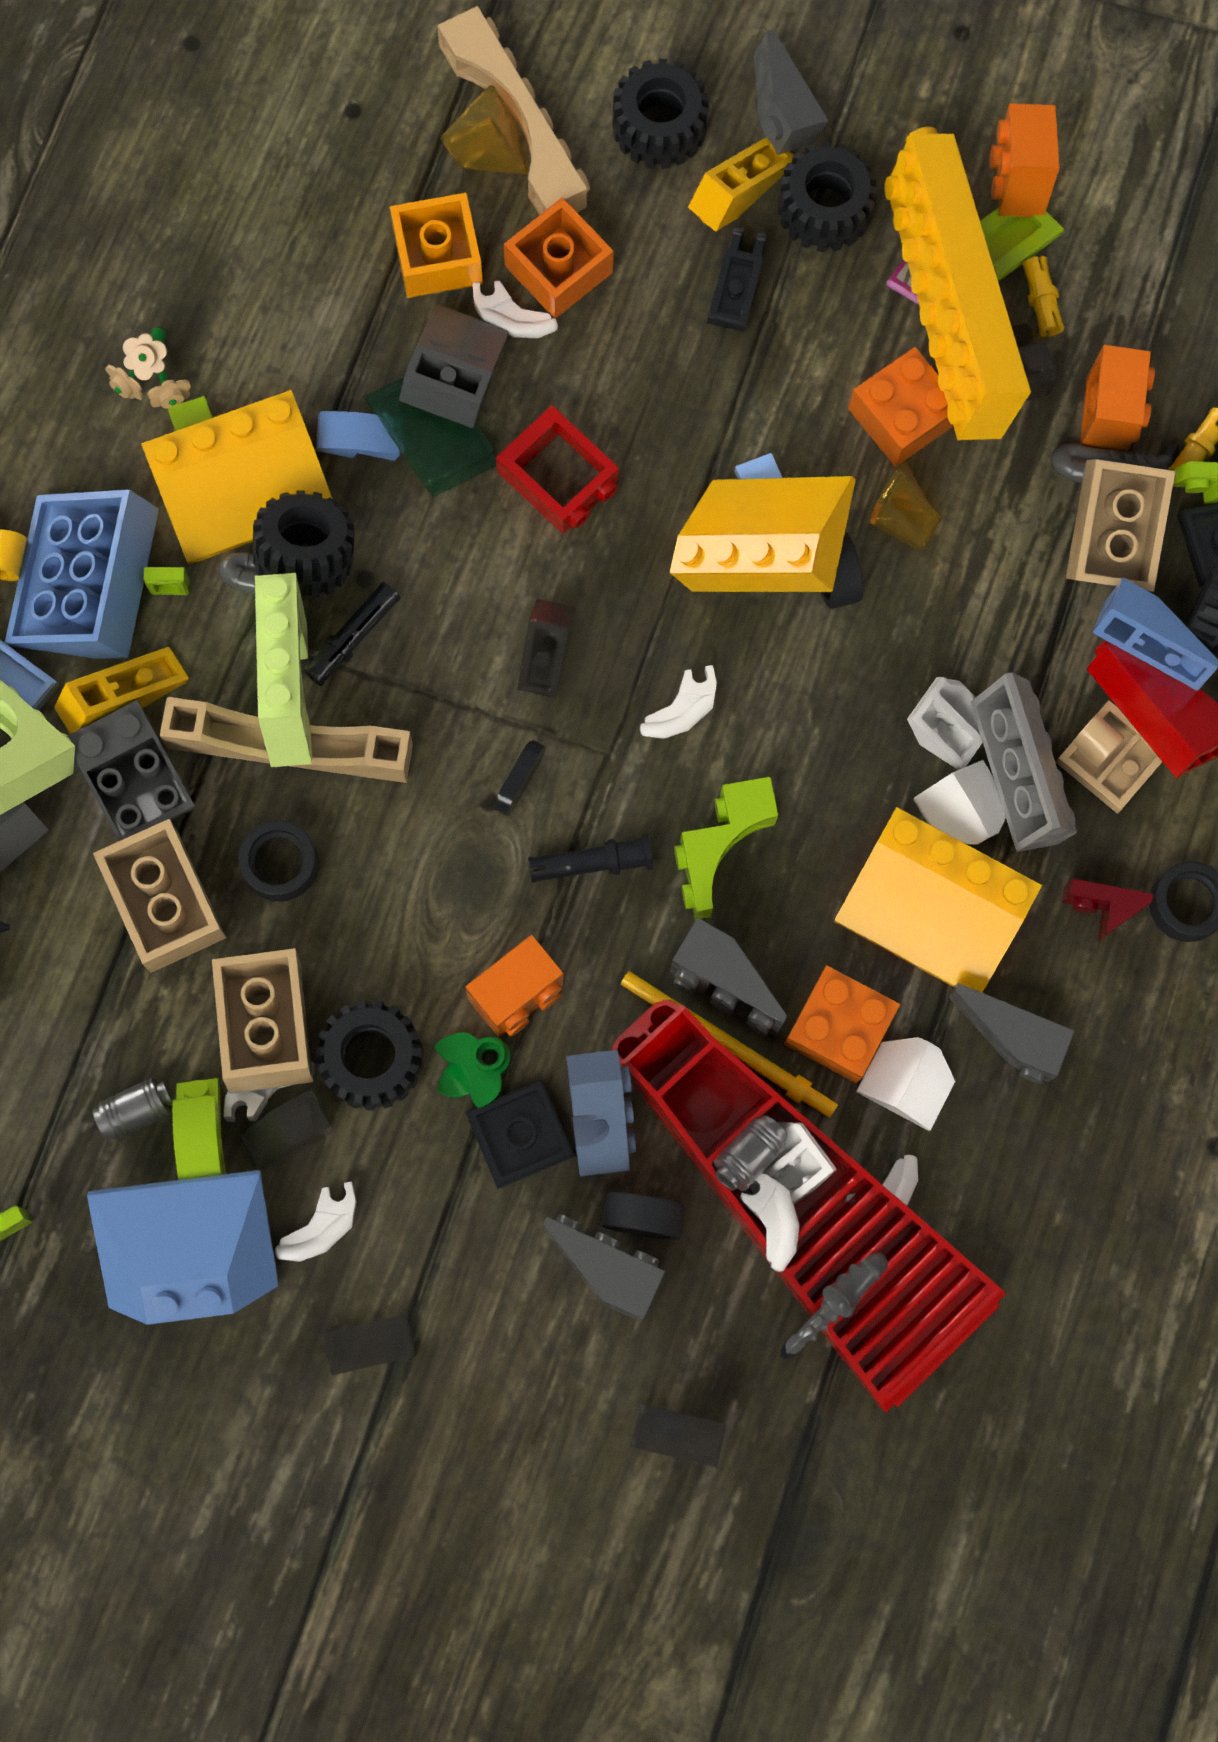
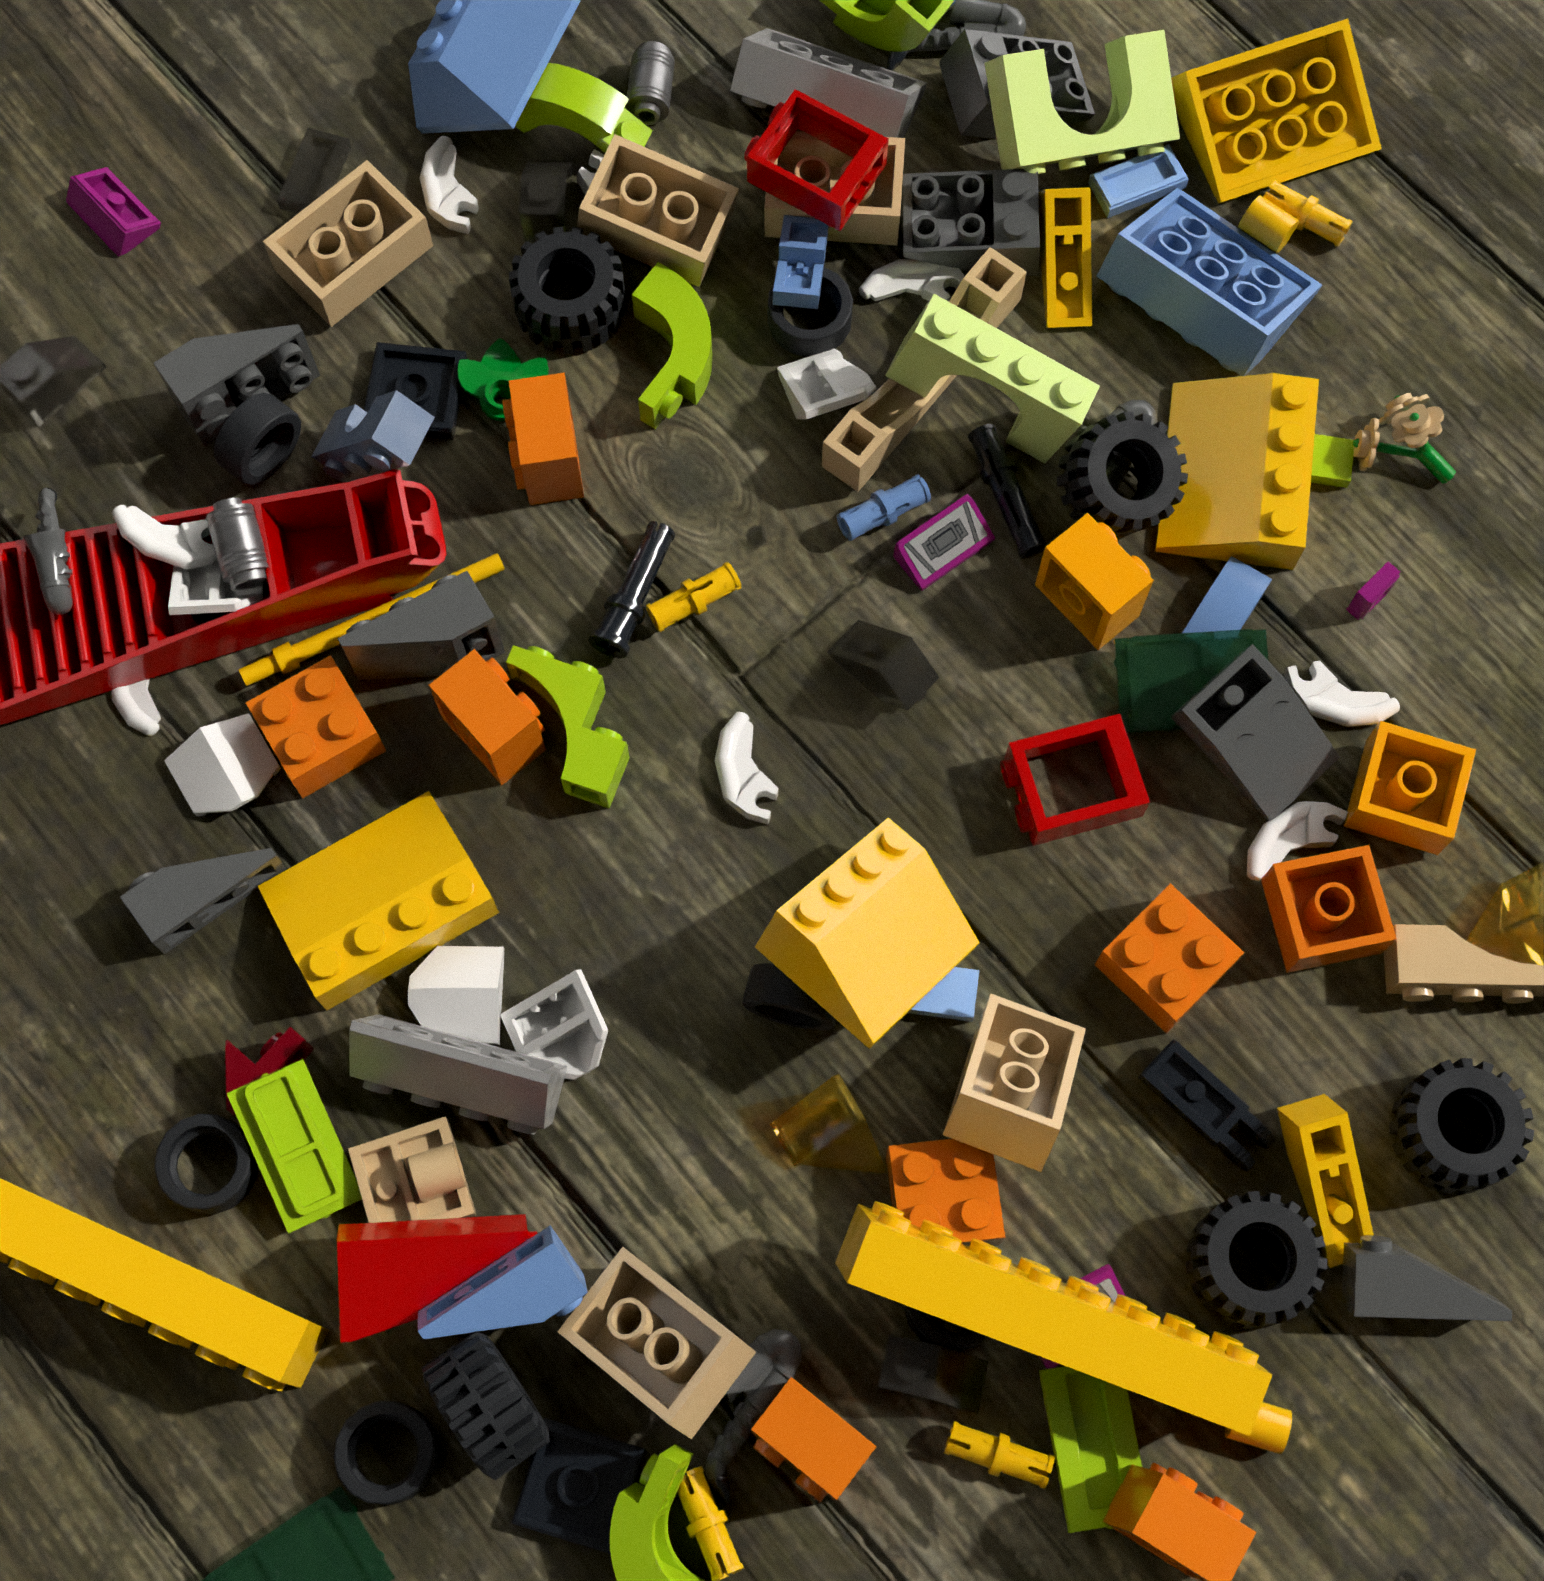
camera: 125 degrees right, 5 degrees down
(58, 959) = (777, 64): none -> light grey slope
(159, 859) = (831, 127): none -> red window
(167, 580) = (1159, 348): lime tile -> none
(206, 814) = (911, 277): none -> white piece
(248, 879) = (800, 262): none -> medium blue slope
(289, 339) = (1373, 591): none -> magenta tile
(339, 812) = (823, 384): none -> white slope
(356, 937) = (678, 314): none -> lime arch
(390, 332) = (1335, 703): none -> white piece
(400, 523) = (1094, 580): none -> light orange brick
(417, 715) = (883, 507): none -> medium blue pin
(420, 659) = (943, 542): none -> slope
(428, 1257) = (349, 243): none -> tan brick
(499, 1497) = (110, 210): none -> magenta slope
(519, 777) = (760, 565): black tile -> none
(572, 813) = (693, 596): none -> yellow pin
(654, 345) = (1168, 958): none -> orange brick
(764, 894) = (489, 716): none -> orange brick
(810, 388) = (1015, 1083): none -> tan brick
(1142, 845) = (295, 1145): none -> lime piece

